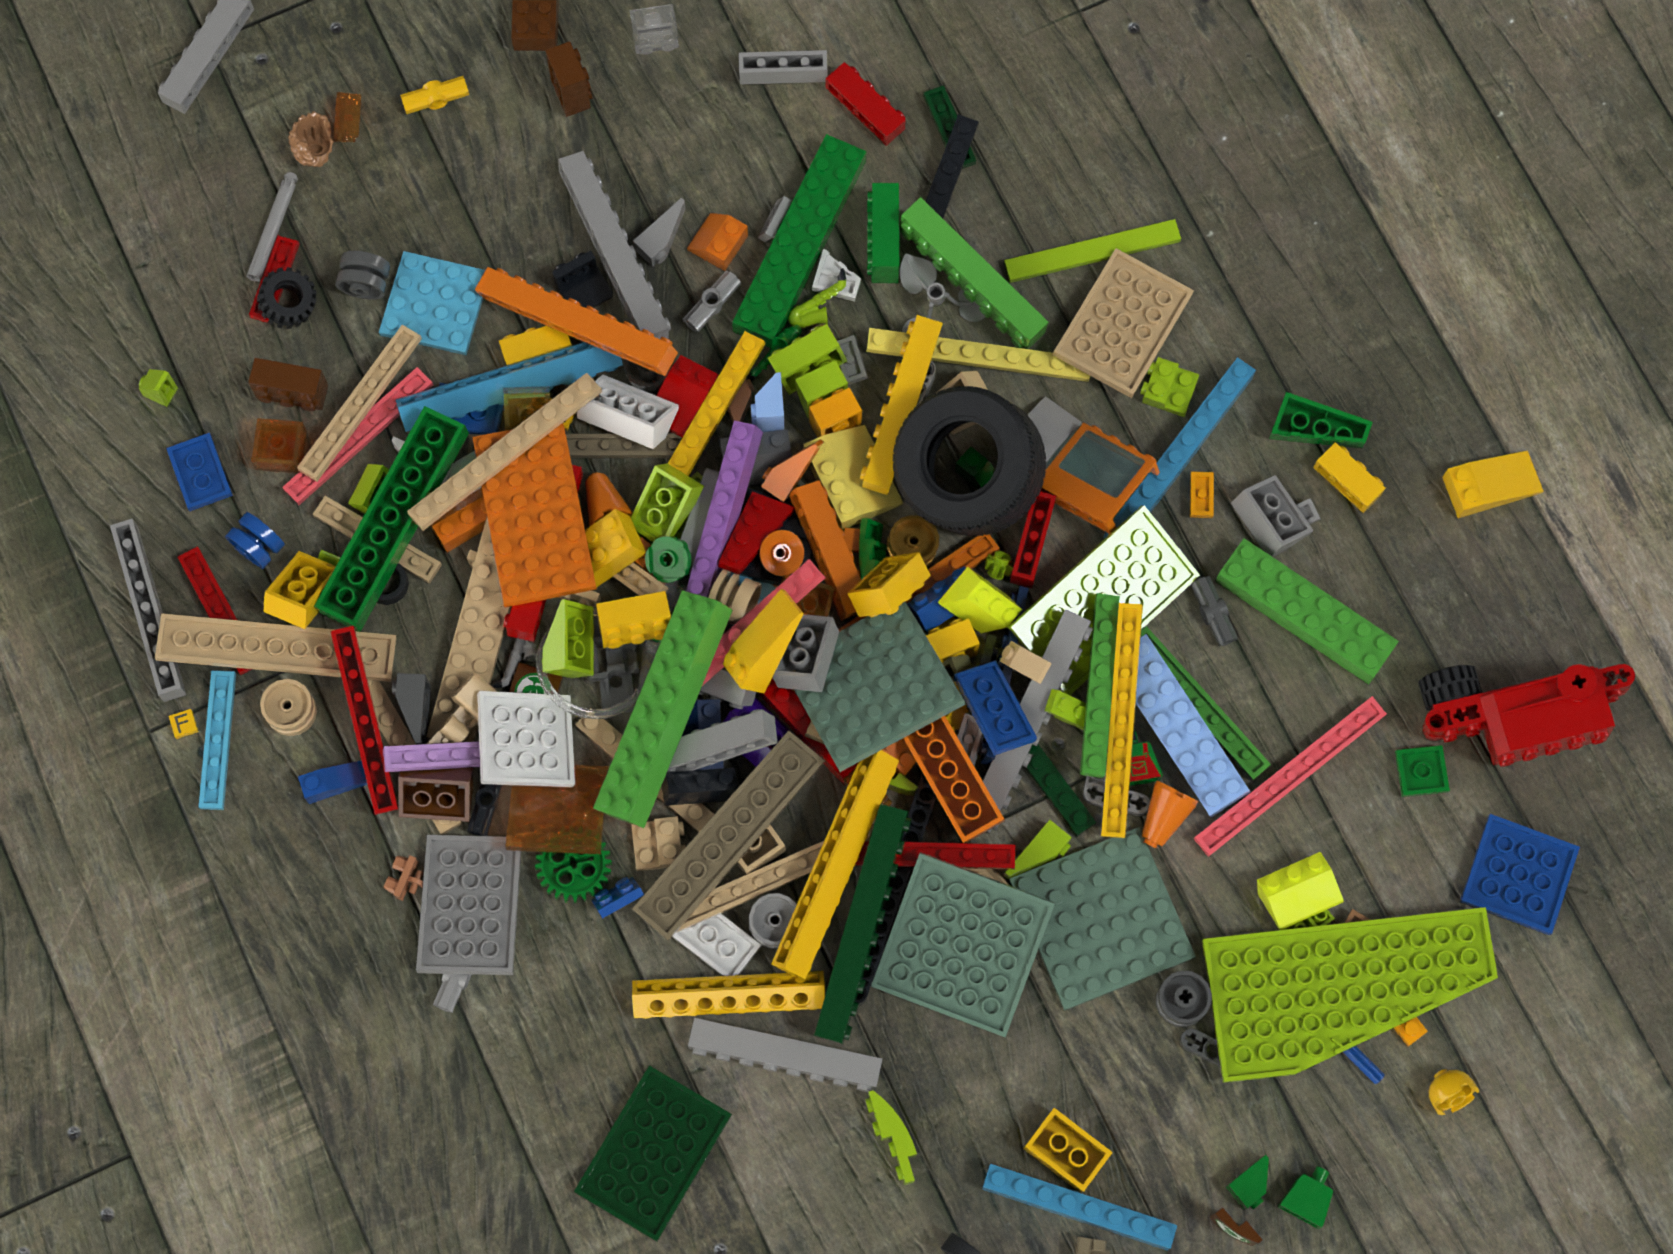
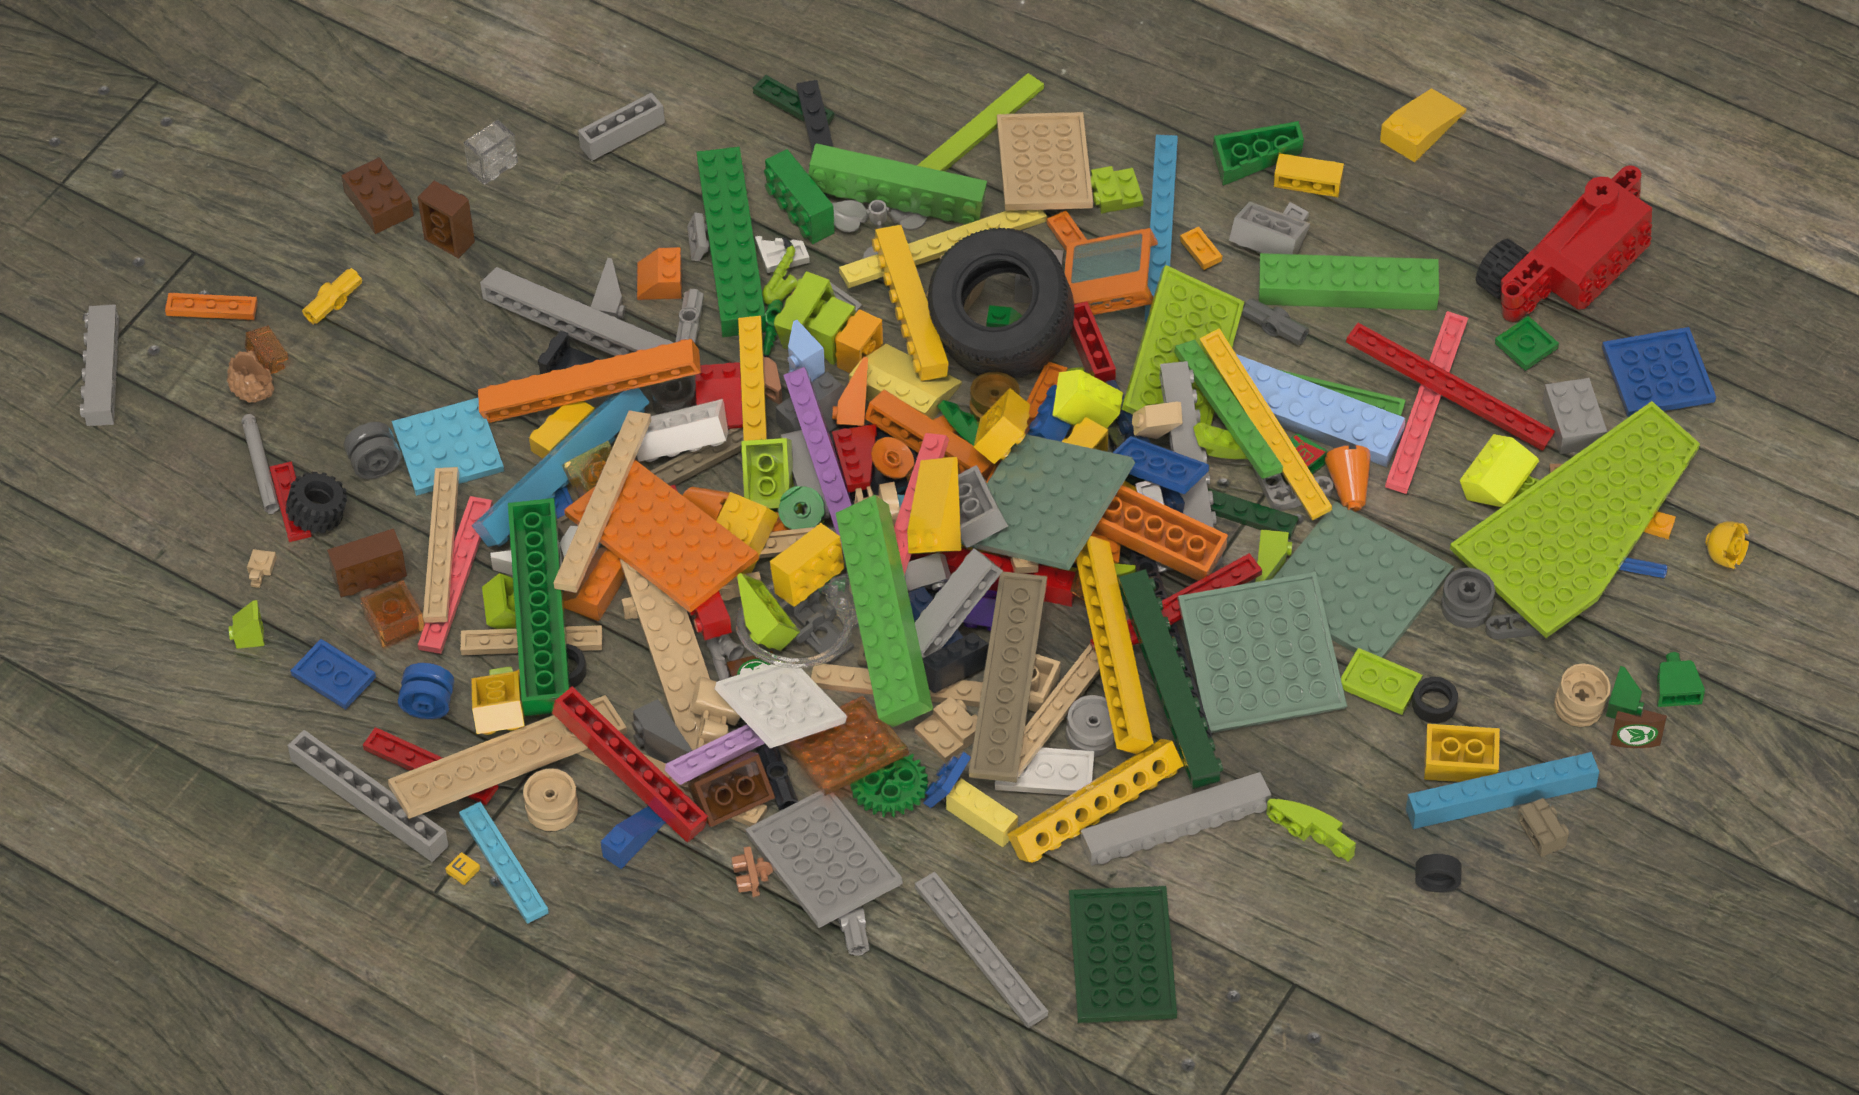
camera: 30 degrees left, 20 degrees down
(210, 327) = (260, 564): none -> tan plate
(331, 45) = (211, 306): none -> orange plate
(541, 1073) = (981, 950): none -> light grey plate
(628, 945) = (981, 812): none -> light yellow brick
(865, 103) = (710, 119): red brick -> none
(1051, 1030) = (1380, 681): none -> lime plate
(1085, 1097) = (1435, 715): none -> black tyre
(1096, 405) = (1065, 229): none -> orange plate
(1224, 1157) = (1582, 695): none -> tan wheel
(1318, 778) = (1450, 386): none -> red plate
(1410, 873) = (1573, 414): none -> light grey brick

